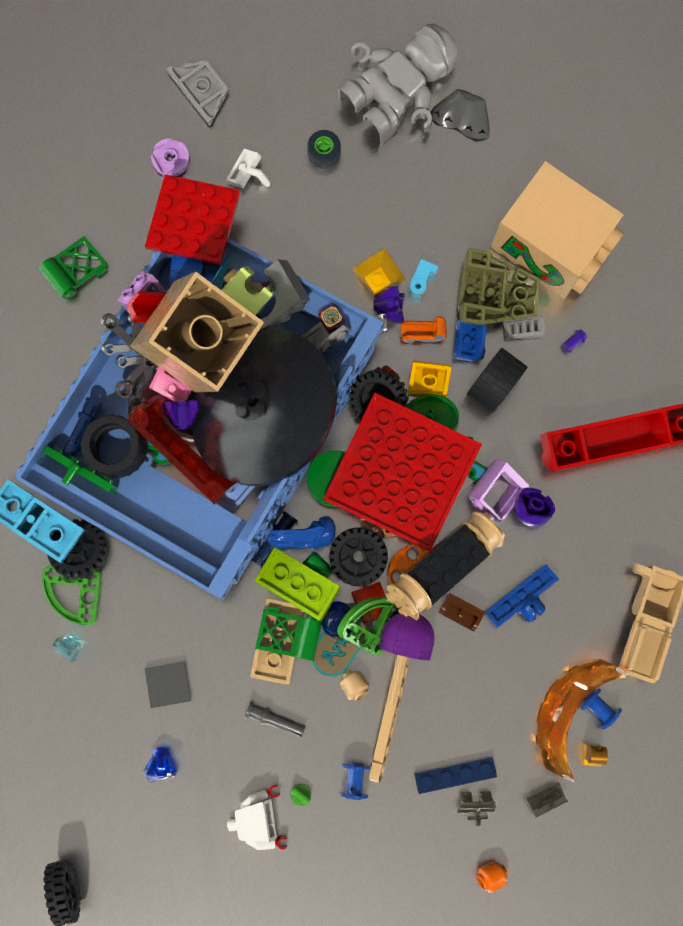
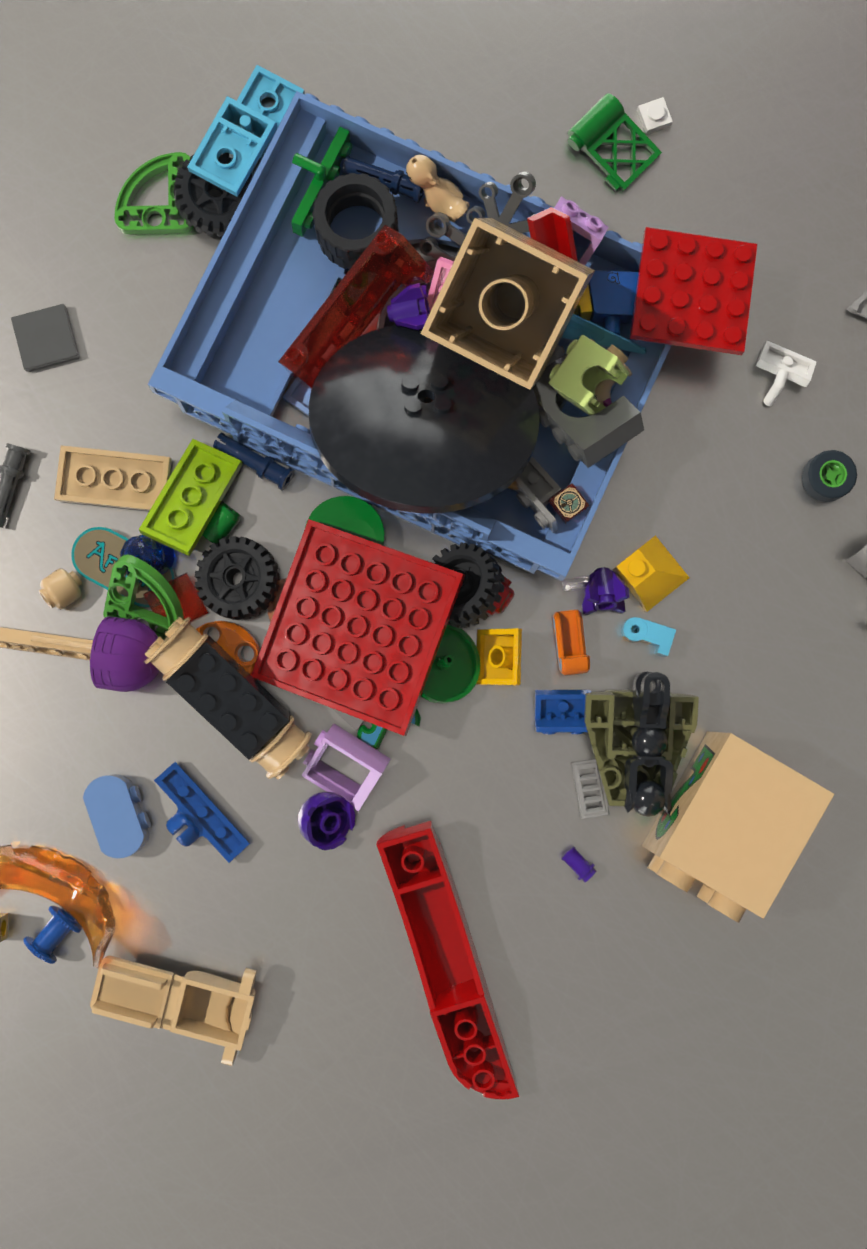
camera: 90 degrees right, 5 degrees up
(57, 238) = (654, 115): none -> white plate
(68, 647) = (82, 197): clear light blue plate -> none
(99, 388) = (440, 192): none -> tan animal
(171, 147) = (792, 243): lavender plate -> none
(305, 637) = (117, 514): green piece -> none
(317, 535) = (257, 514): blue hair -> none
(461, 612) = (173, 730): reddish brown hinge -> none
(480, 279) = (649, 744): none -> black piece
(497, 380) = (503, 753): black tyre -> none
(520, 656) = (117, 815): none -> medium blue brick

